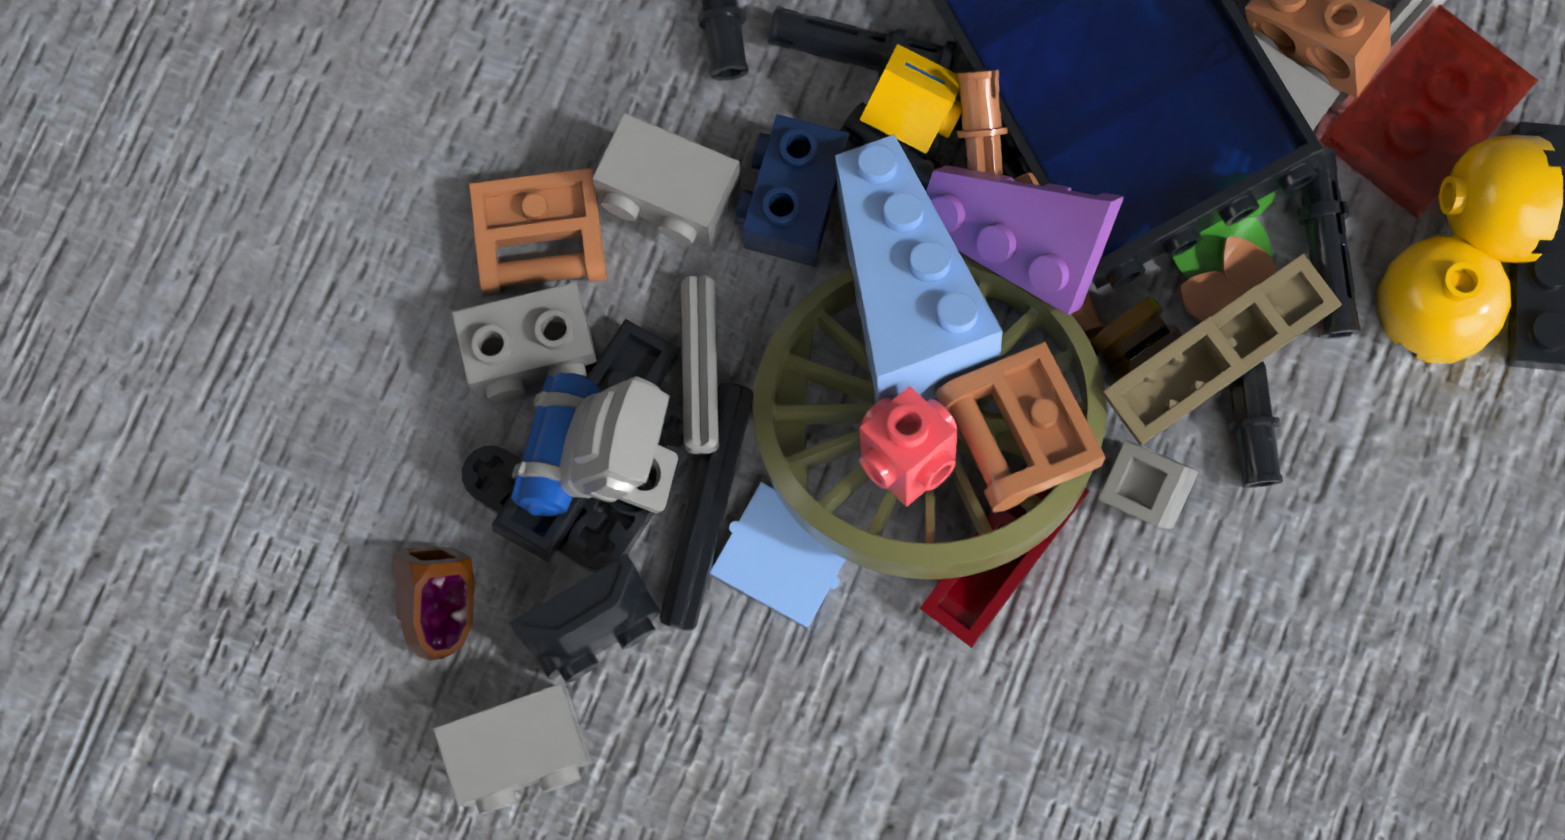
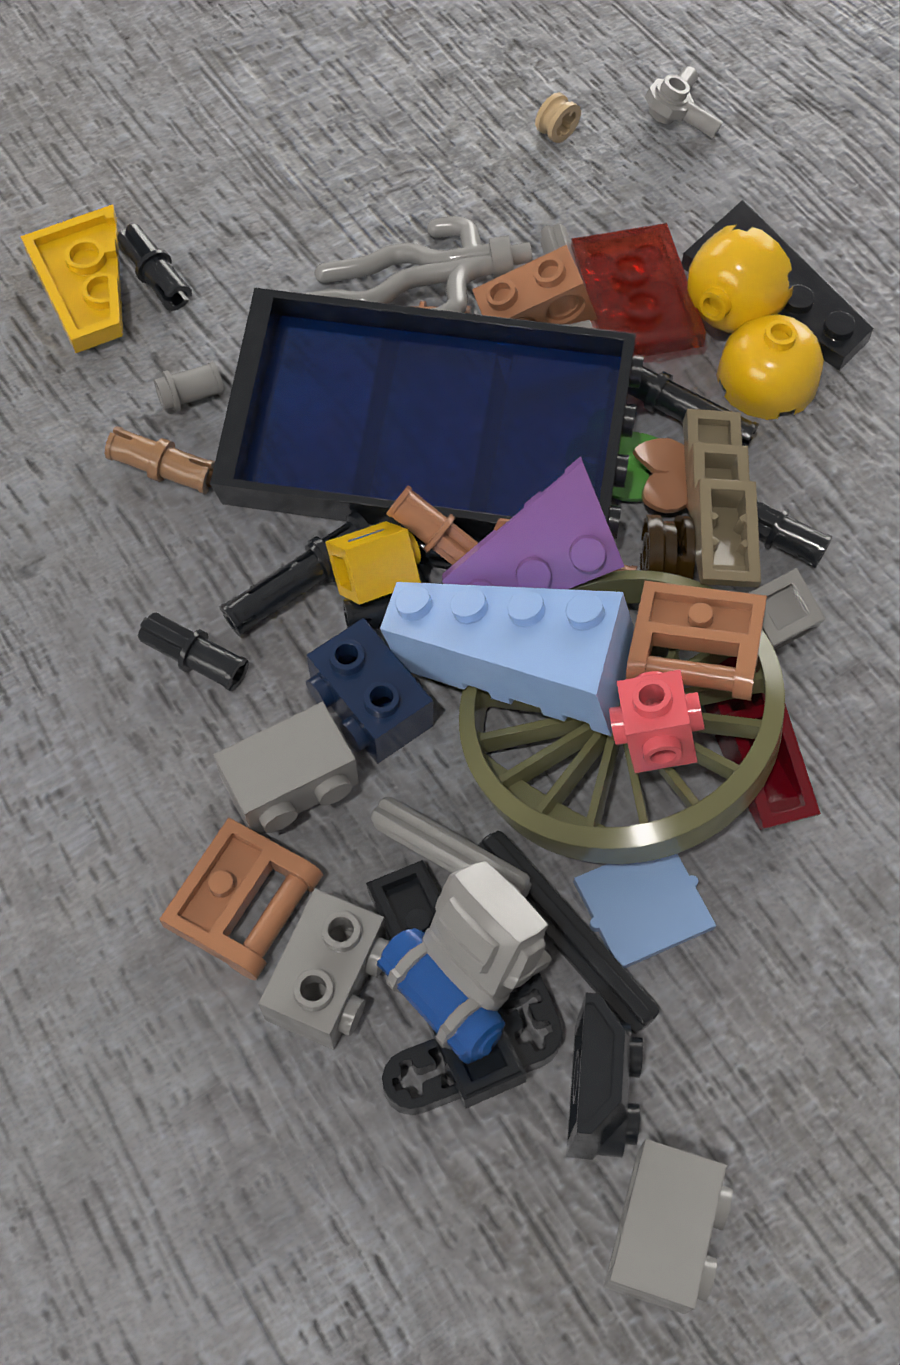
camera: 55 degrees left, 15 degrees down
(434, 599) = (485, 1204): reddish brown rock -> none

